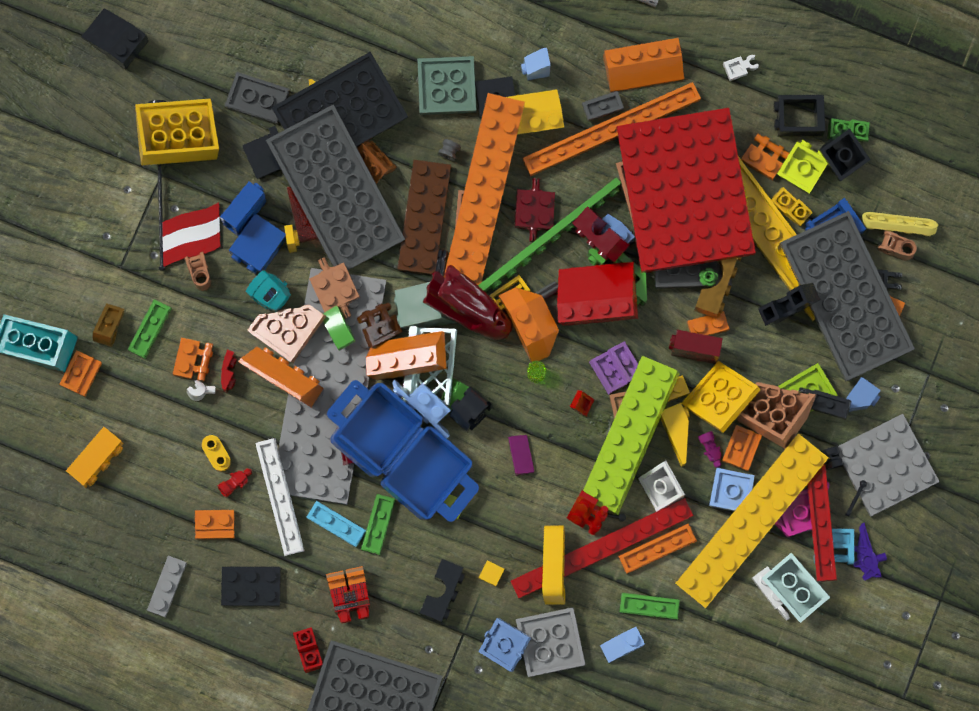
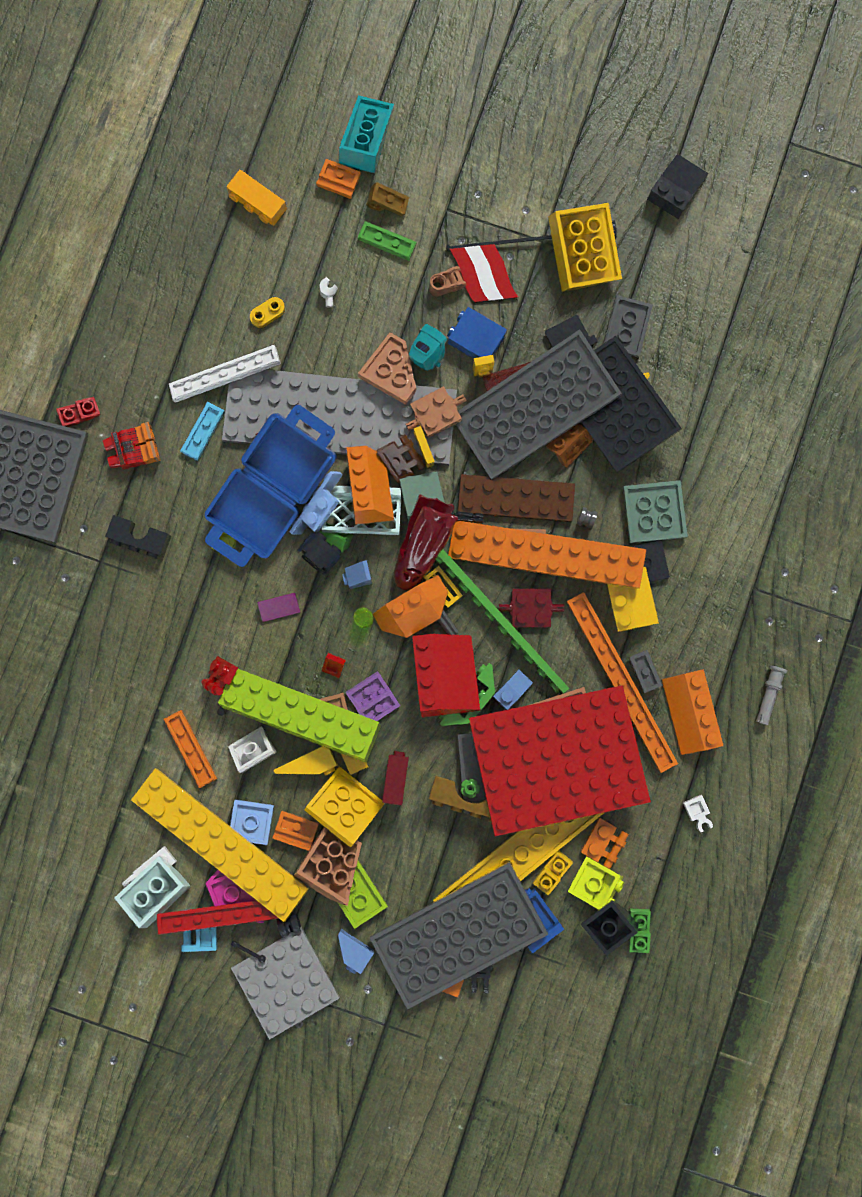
camera: 85 degrees right, 5 degrees up
(166, 586) = (135, 275): light grey plate -> none
(187, 359) = (359, 278): orange plate -> none
(214, 524) = (197, 316): orange plate -> none
(227, 377) = (341, 316): red slope -> none
(237, 479) = (242, 334): red piece -> none
(243, 208) = (511, 316): blue brick -> none
(250, 586) = (138, 354): black plate -> none
(281, 375) = (341, 365): orange slope -> none
(337, 328) = (394, 416): bright green slope -> none
(370, 301) = (423, 446): none -> yellow tile
(378, 524) = (202, 471): bright green tile -> none
(491, 573) = (159, 584): yellow tile -> none
(494, 373) = (357, 575): none -> medium blue slope
(504, 644) = (86, 600): medium blue plate -> none
(536, 65) = (682, 600): light blue slope -> none
(553, 565) = (158, 644): yellow beam -> none
(553, 642) = (91, 646): light grey plate -> none
(608, 545) = (188, 692): red plate -> none
(610, 243) = (514, 663): dark red arch -> none
(622, 644) = (91, 718): light blue slope -> none
(649, 606) = (132, 743): bright green tile -> none
(709, 325) = (421, 790): orange plate -> none
(713, 452) = (290, 801): magenta piece -> none
(794, 302) = (444, 874): black arch -> none
(819, 115) = (650, 899): black window -> none
(829, 403) = (342, 920): black hinge -> none
(866, 558) = (188, 964): dark purple piece -> none
(896, 245) = (518, 986): nougat piece -> none
(899, 223) = (541, 989): light yellow plate -> none

